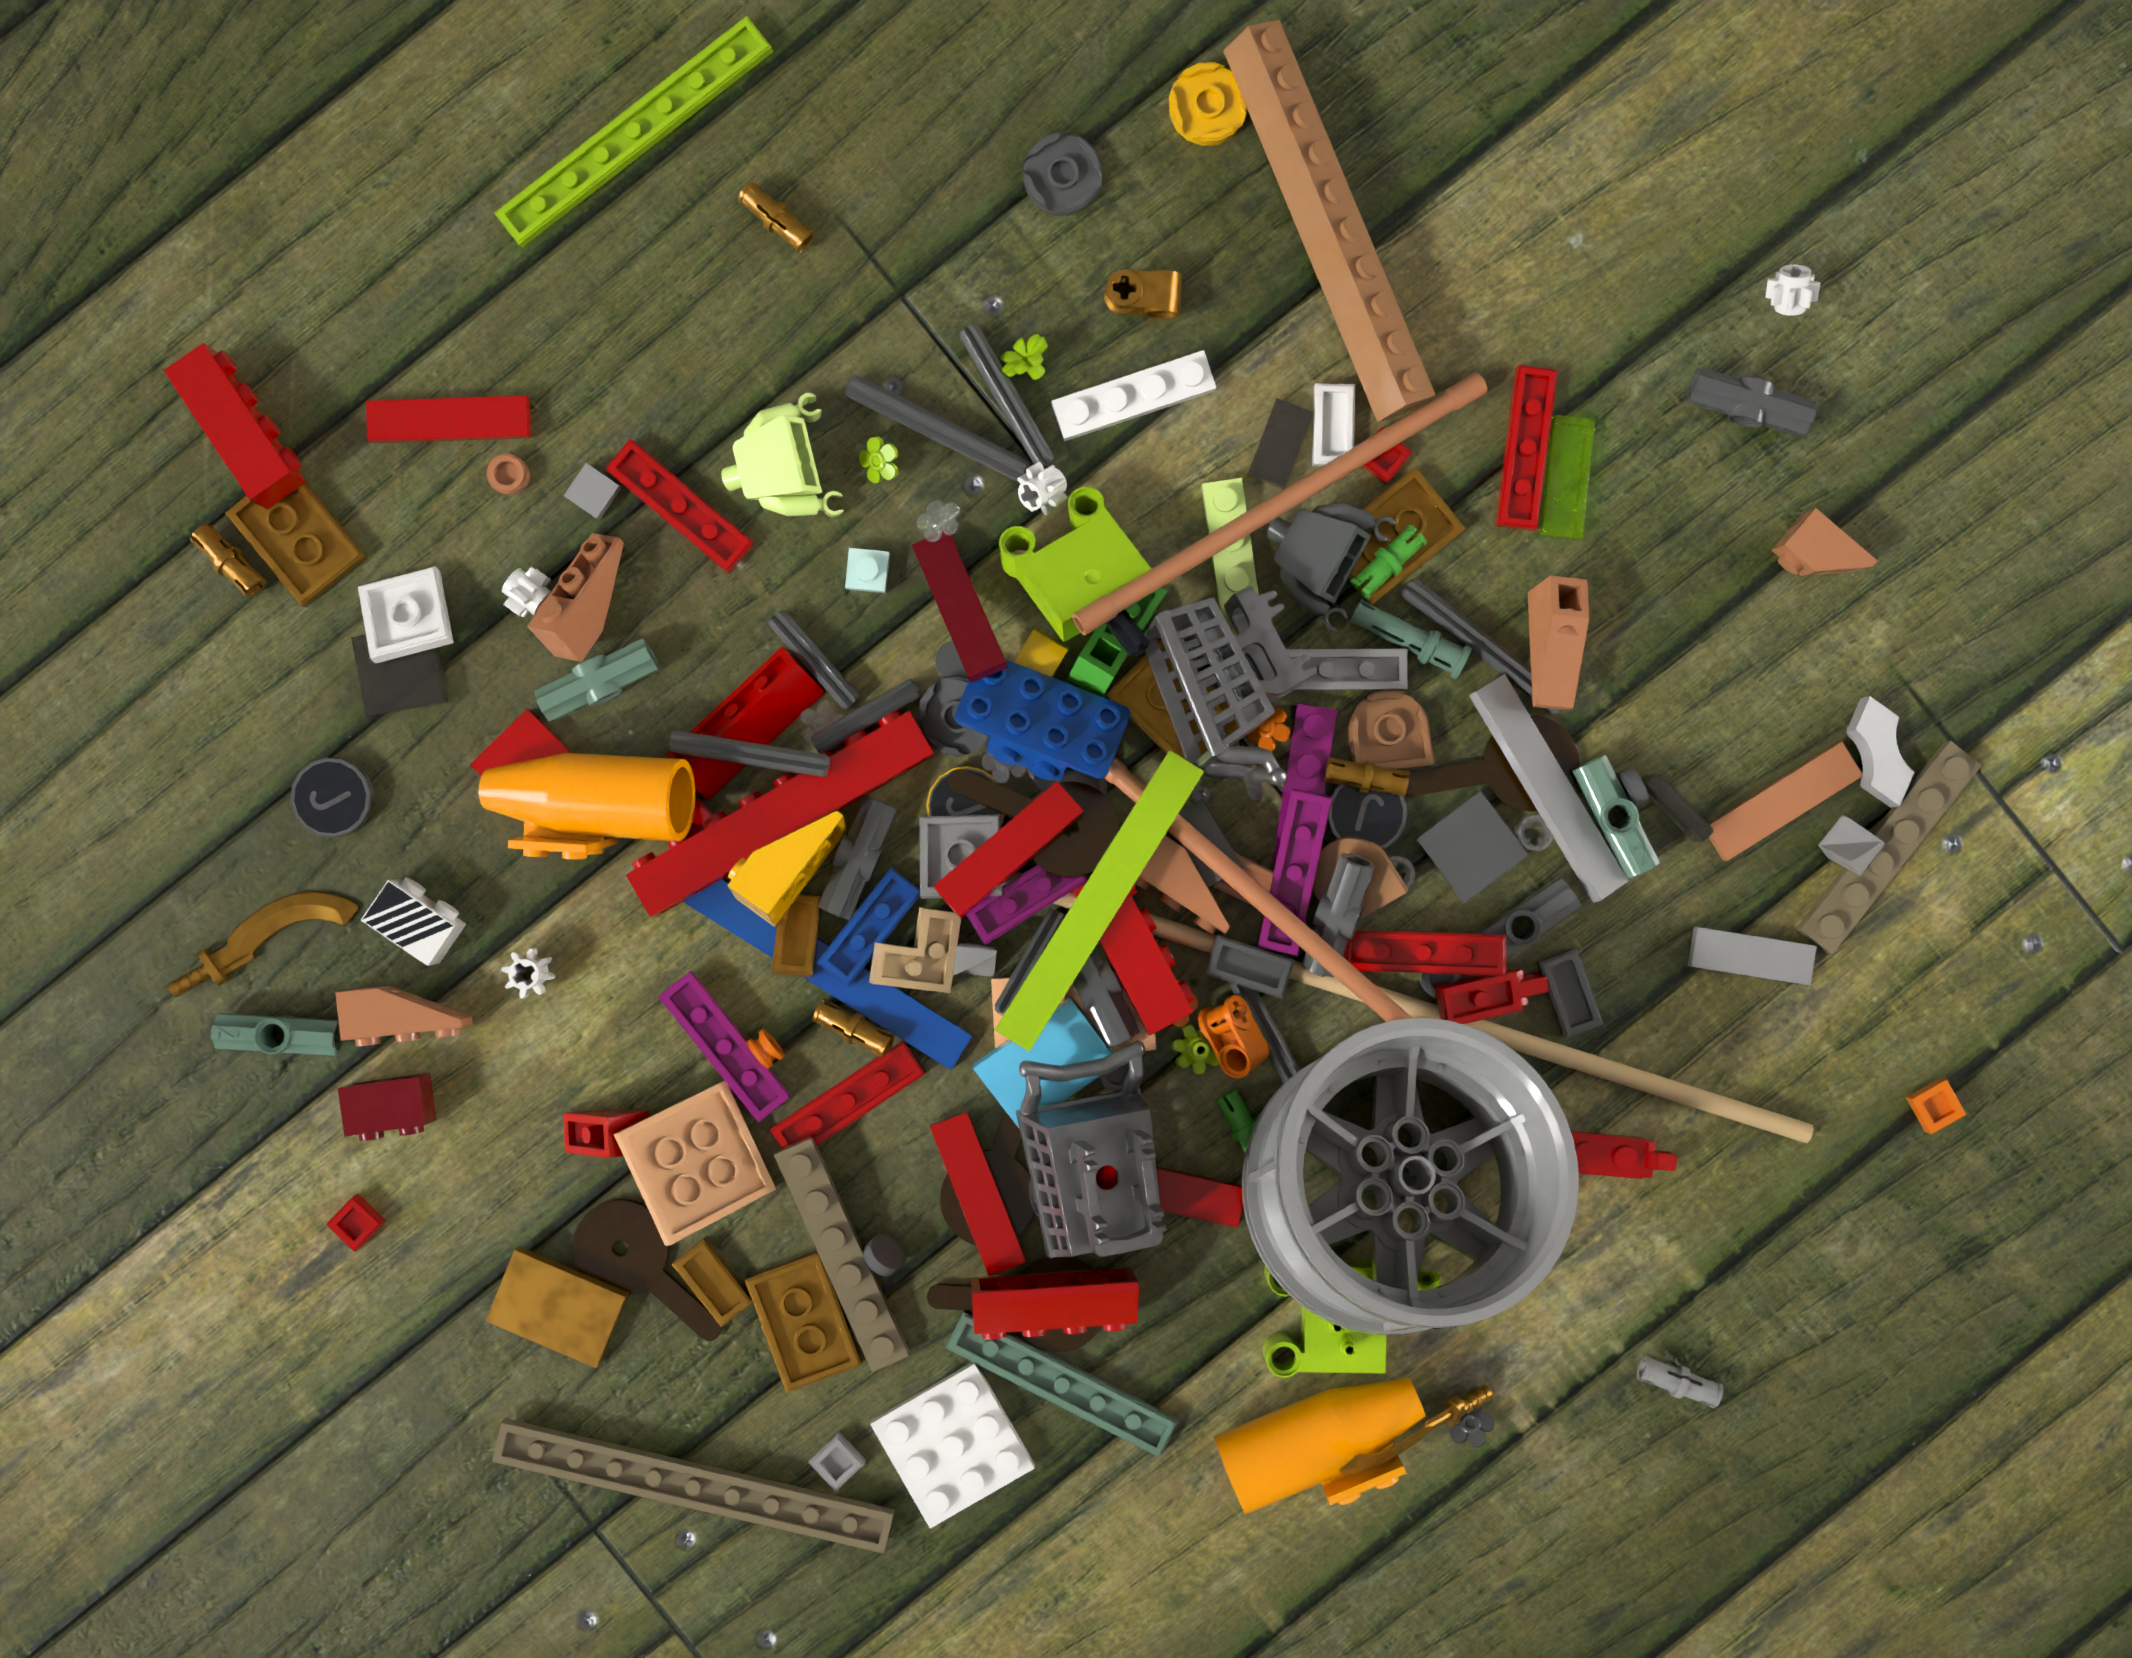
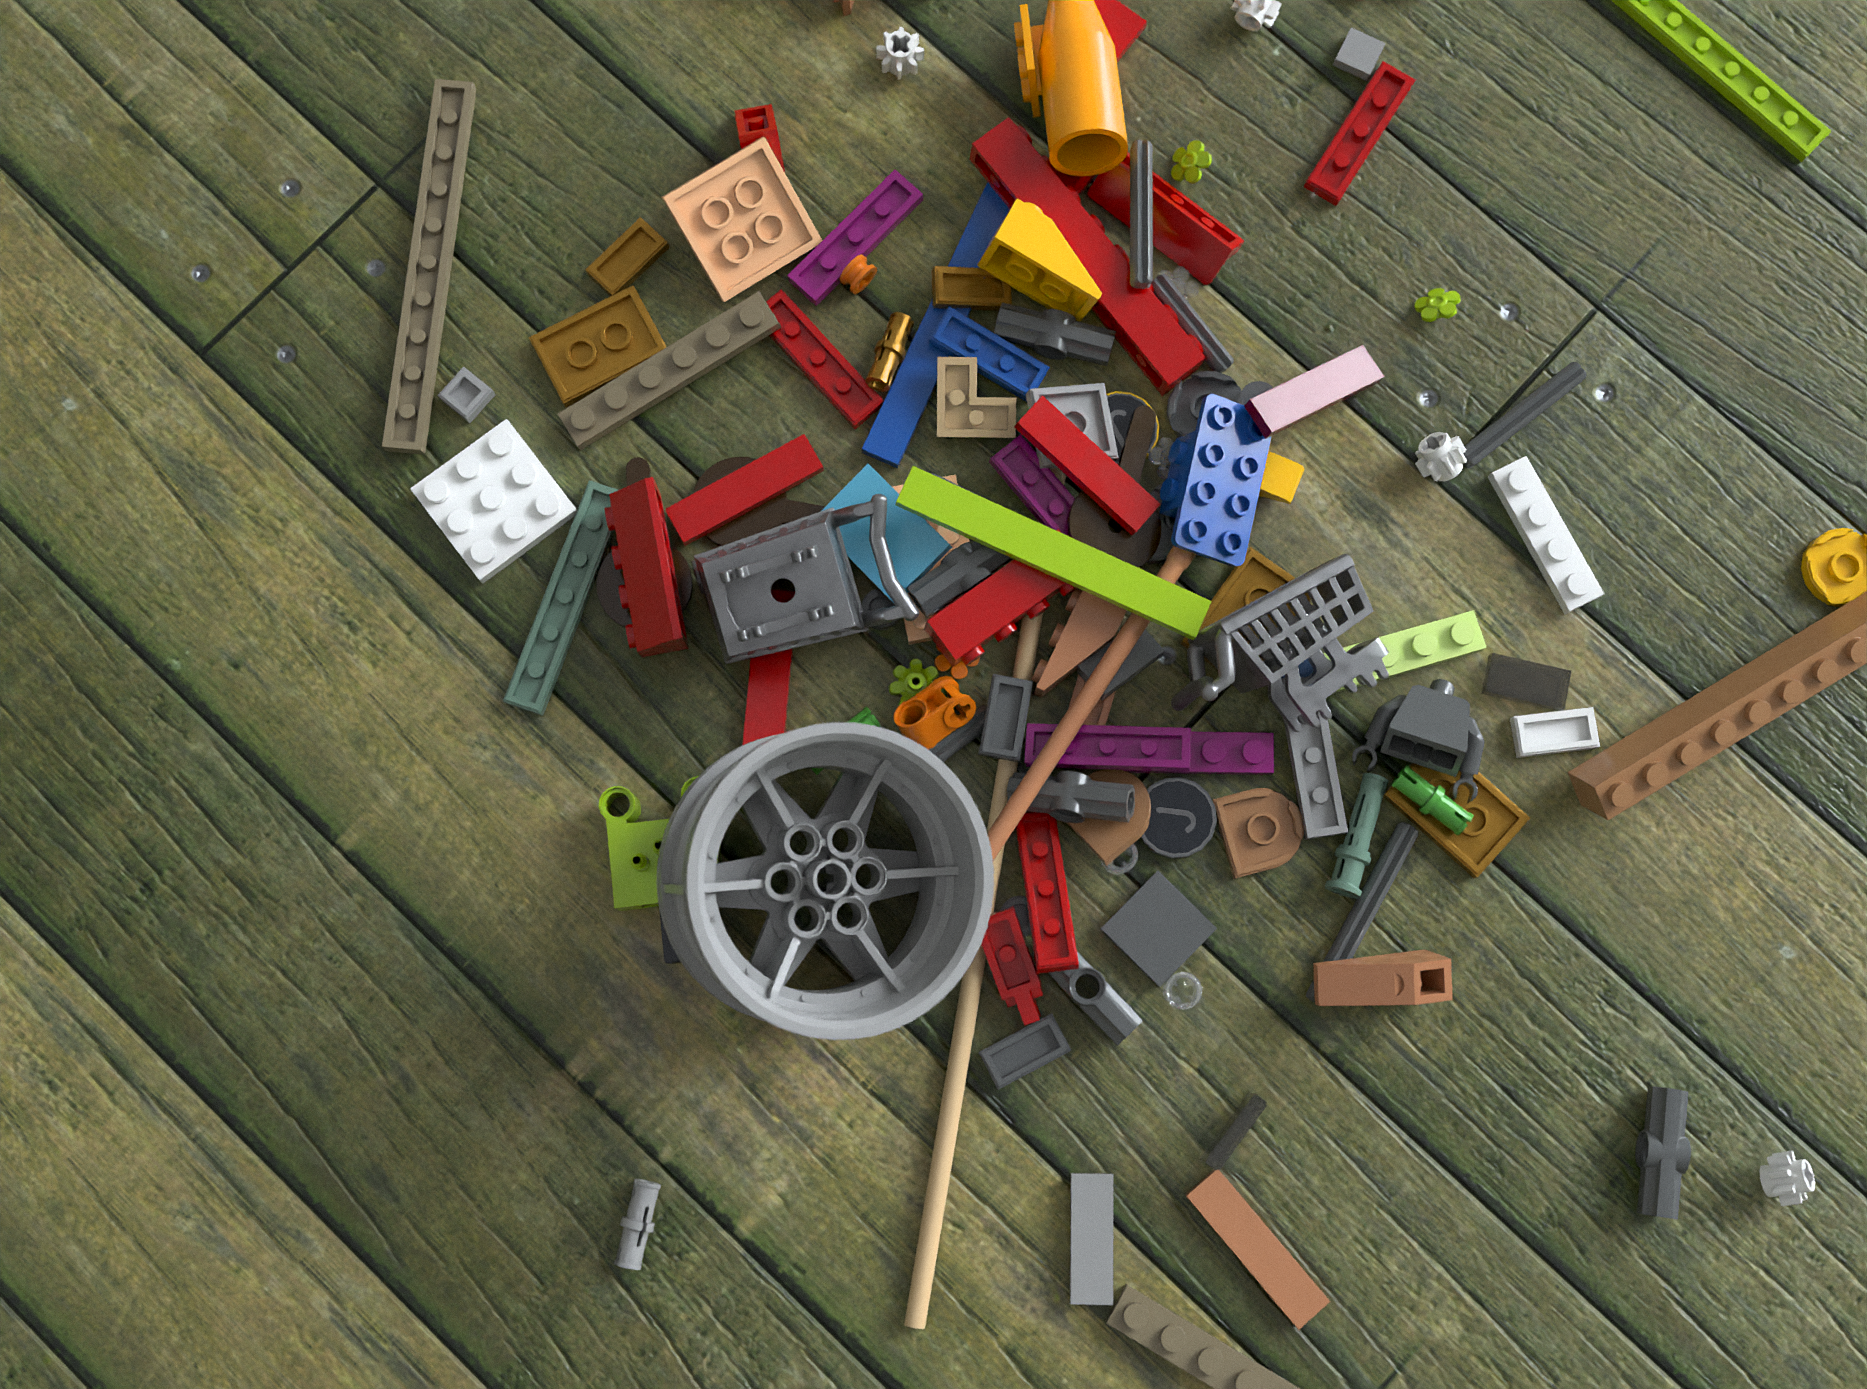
camera: 80 degrees right, 10 degrees down
(557, 1306) = (587, 120): pearl gold tile -> none
(580, 601) = (1253, 51): nougat slope -> none
(596, 680) = (1184, 78): sand green piece -> none
(642, 1264) = (633, 191): dark brown piece -> none
(689, 688) = (1190, 162): none -> lime plant
(776, 216) = (1649, 181): pearl gold pin -> none
(778, 462) = (1419, 209): yellowish green torso -> none
(814, 659) = (1236, 271): dark grey axle -> none
(867, 570) = (1330, 309): light aqua plate -> none
(884, 1255) = (673, 409): dark grey tile -> none
(936, 428) = (1479, 352): dark grey axle -> none
(939, 519) = (1390, 367): clear plant -> none
(975, 959) = (972, 456): light grey slope -> none
(1026, 357) = (1561, 426): lime plant -> none
(1062, 174) = (1744, 439): dark grey tile -> none
(1078, 568) = (1368, 498): lime piece -> none
(1103, 652) = (1302, 540): bright green slope -> none
(1108, 606) = (1603, 843): nougat piece -> none
(1150, 293) = (1646, 534): pearl gold piece -> none
(1270, 730) = (1243, 708): orange plant -> none
(1317, 1437) = (541, 859): light orange piece -> none
(1366, 776) = (1213, 807): pearl gold pin -> none
(1388, 463) = (1534, 786): red tile -> none
(1454, 1410) = (523, 886): pearl gold sword -> none
(1472, 1426) = (568, 1009): dark grey plant -> none
(1497, 771) = (1243, 952): dark brown piece -> none
(1526, 448) = (1569, 928): red tile -> none
(1548, 788) = (1231, 996): light grey tile -> none
(1567, 477) = (1547, 974): clear neon green tile -> none
(1620, 1155) = (863, 1119): red hinge -> none
(1627, 840) = (1235, 1053): sand green piece -> none
(1633, 786) = (1245, 1083): dark grey tile -> none
(1820, 548) = (1525, 1248): nougat slope -> none
(1850, 845) = (1224, 1324): light grey slope -> none
(1884, 769) = (1308, 1351): tile -> none

